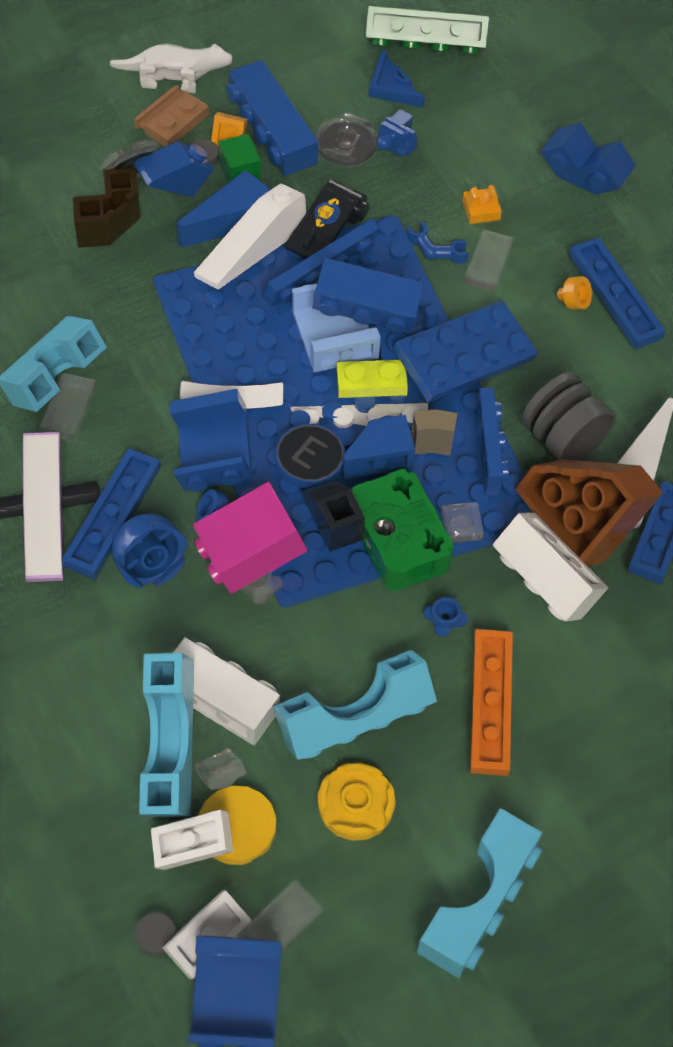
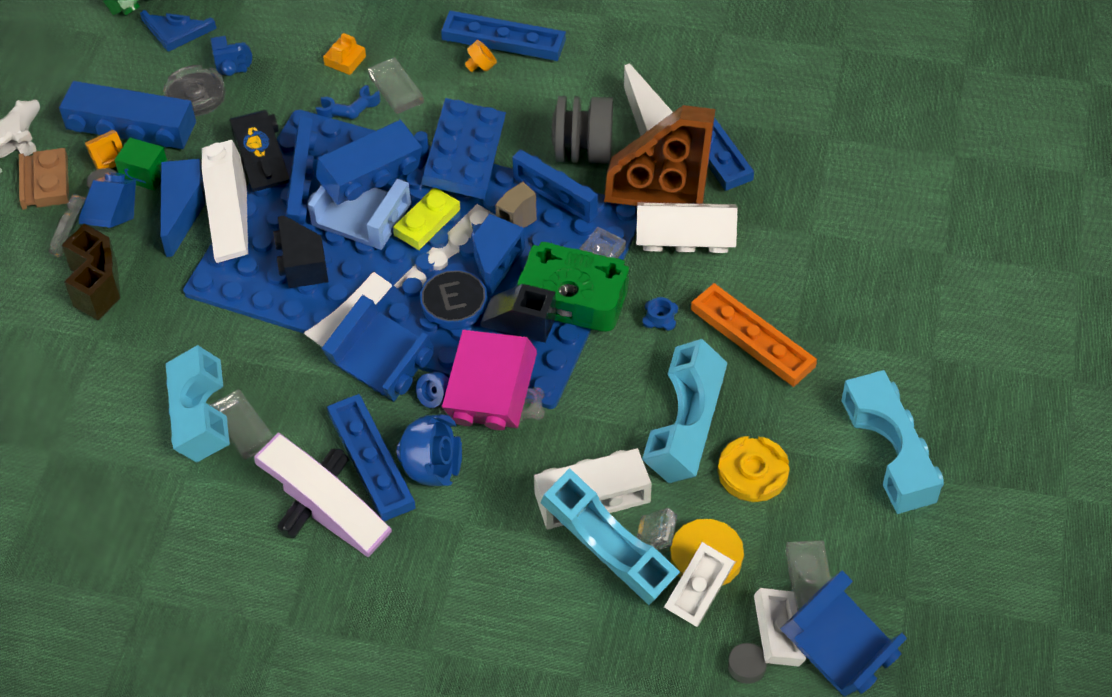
camera: 45 degrees left, 5 degrees down
(246, 323) = (302, 255): none -> black slope

